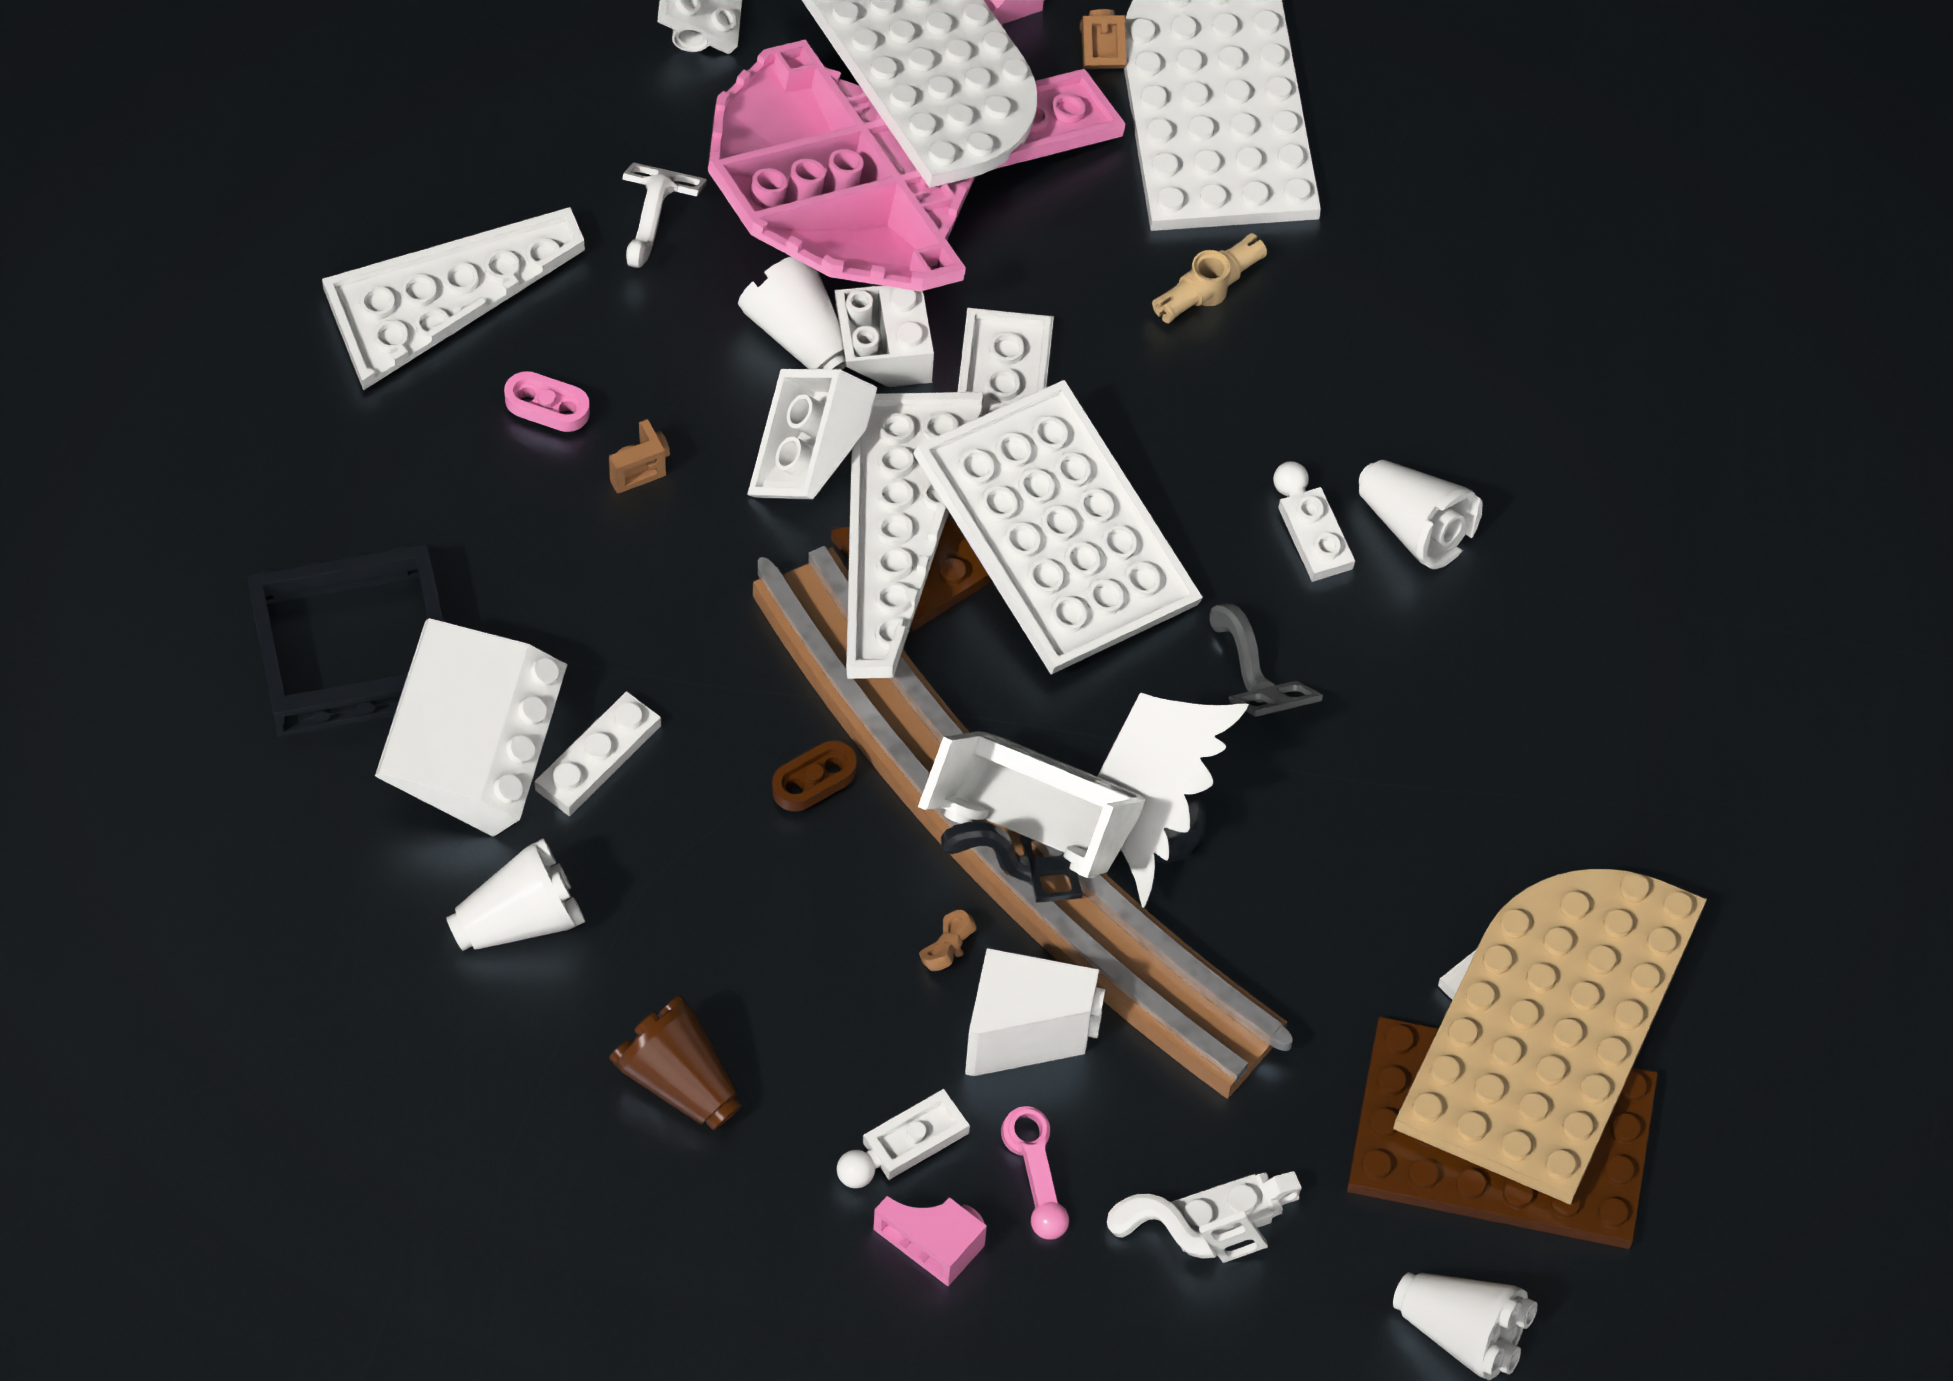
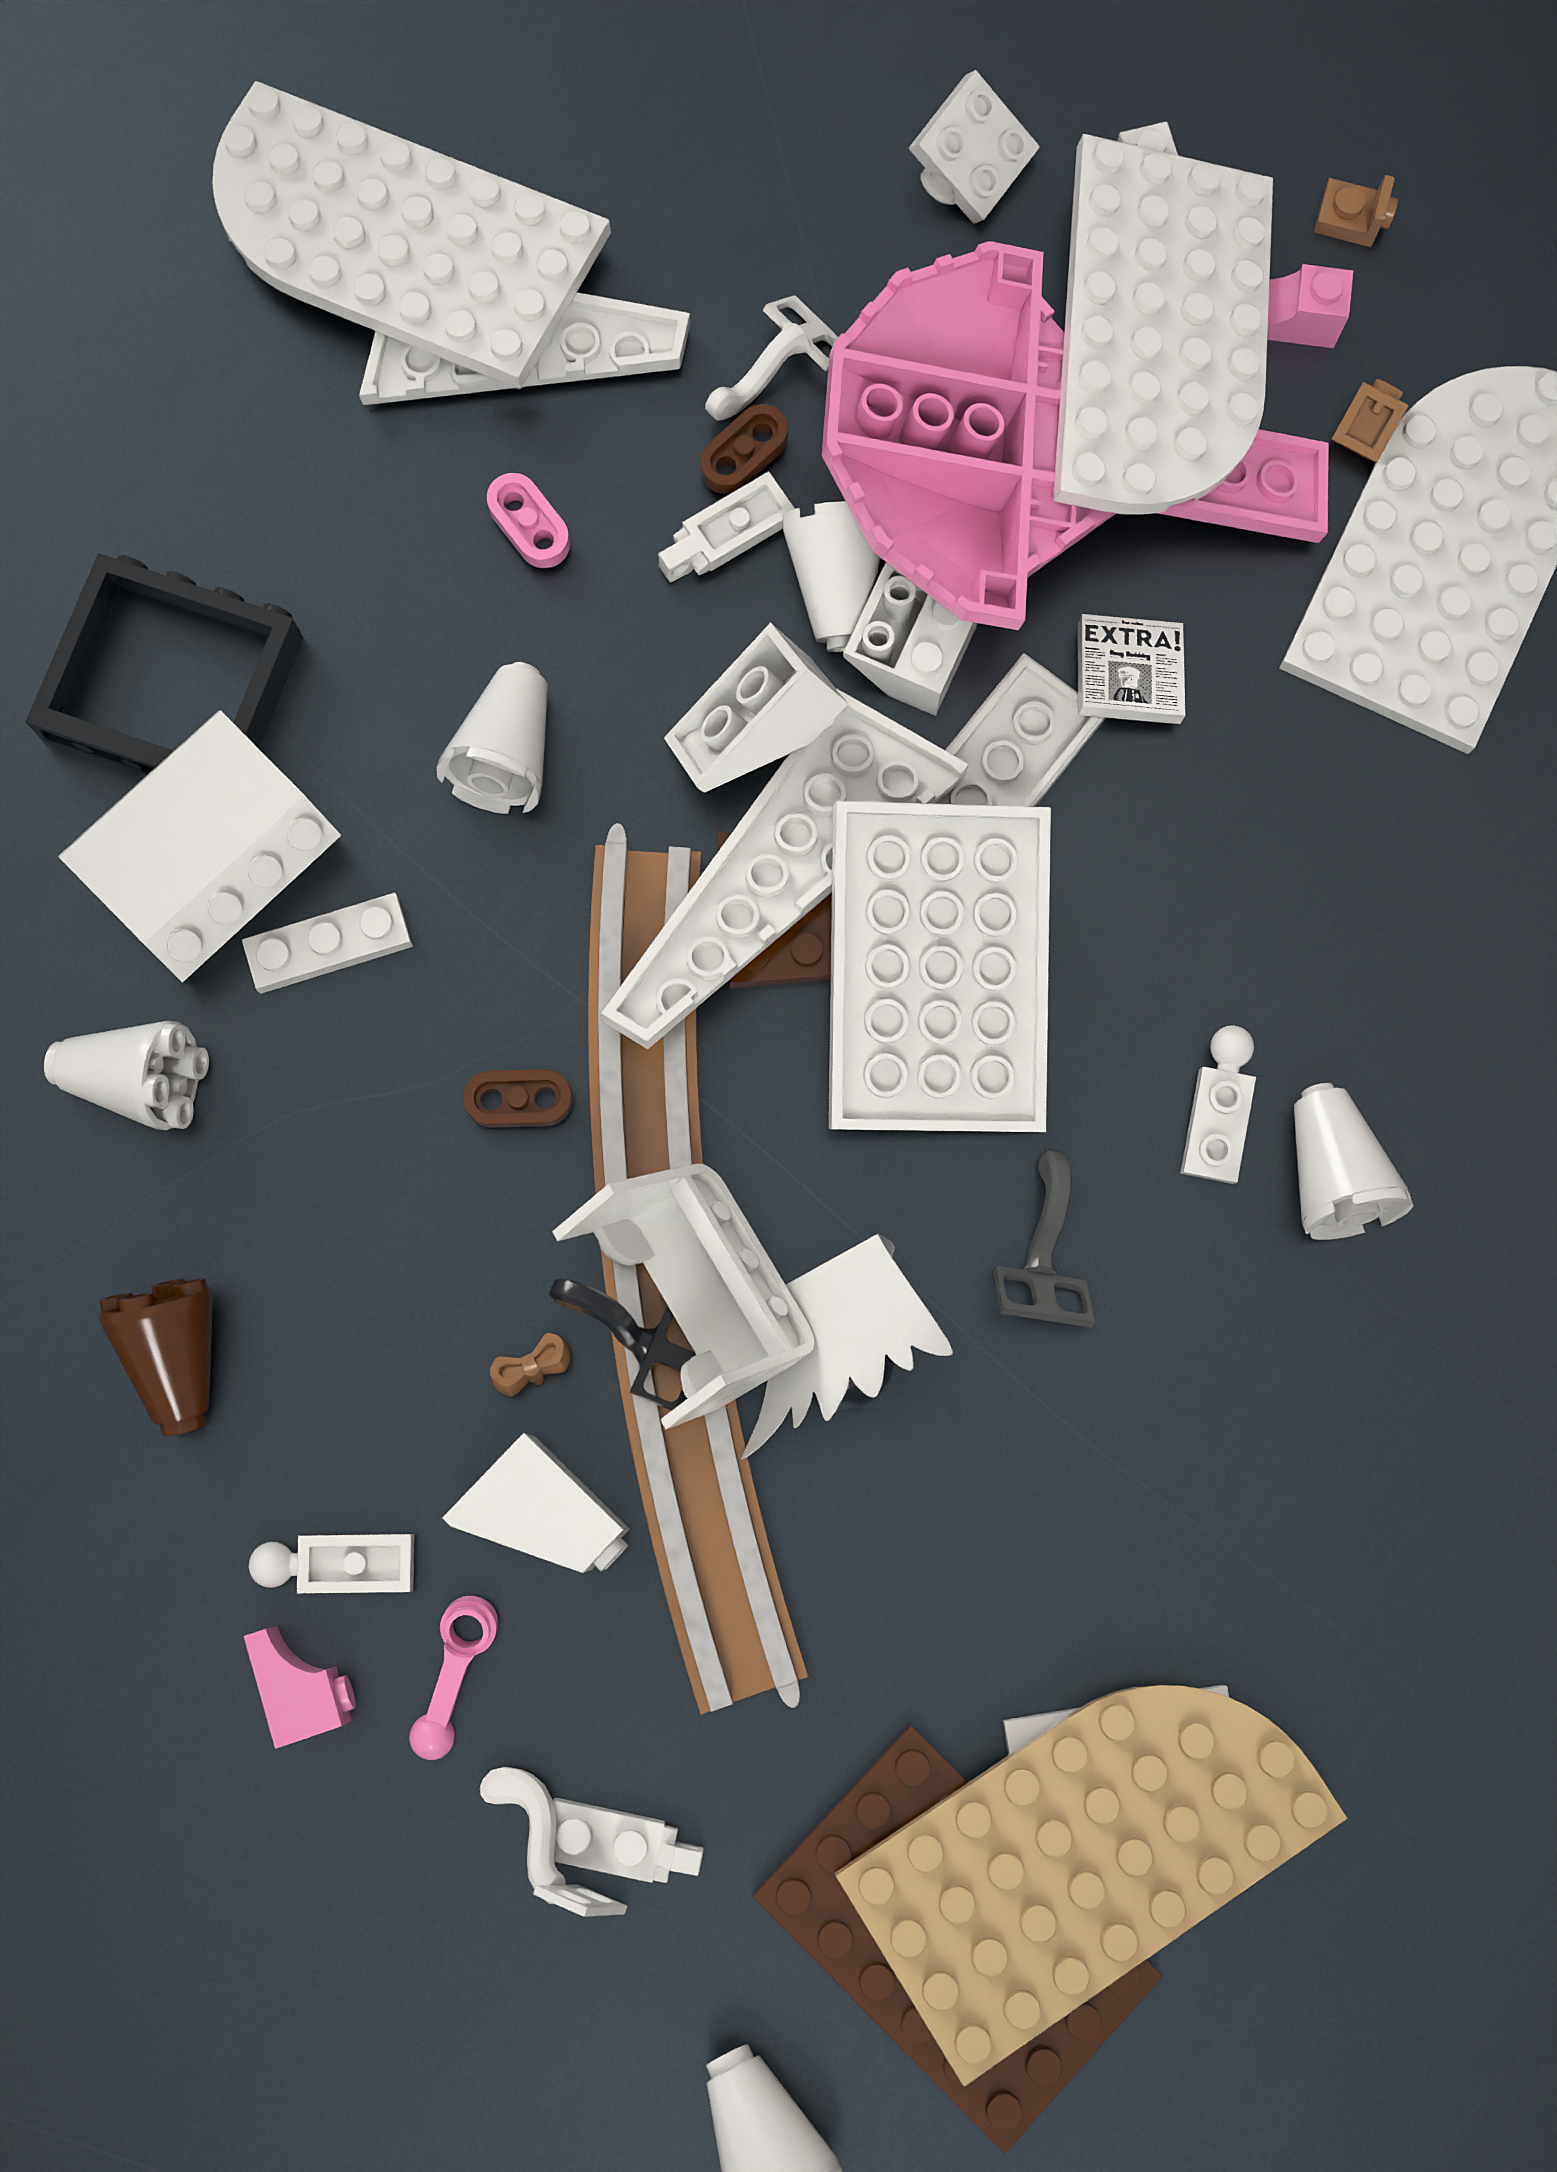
camera: 35 degrees right, 20 degrees up
(312, 260) = (400, 234): none -> white plate
(639, 463) = (572, 644): medium nougat bracket -> none
(640, 553) = (501, 743): none -> white cone
(671, 280) = (740, 449): none -> reddish brown plate
(698, 334) = (726, 528): none -> white hinge
(1050, 278) = (1131, 669): none -> white tile
(1198, 288) = (1323, 755): tan pin -> none

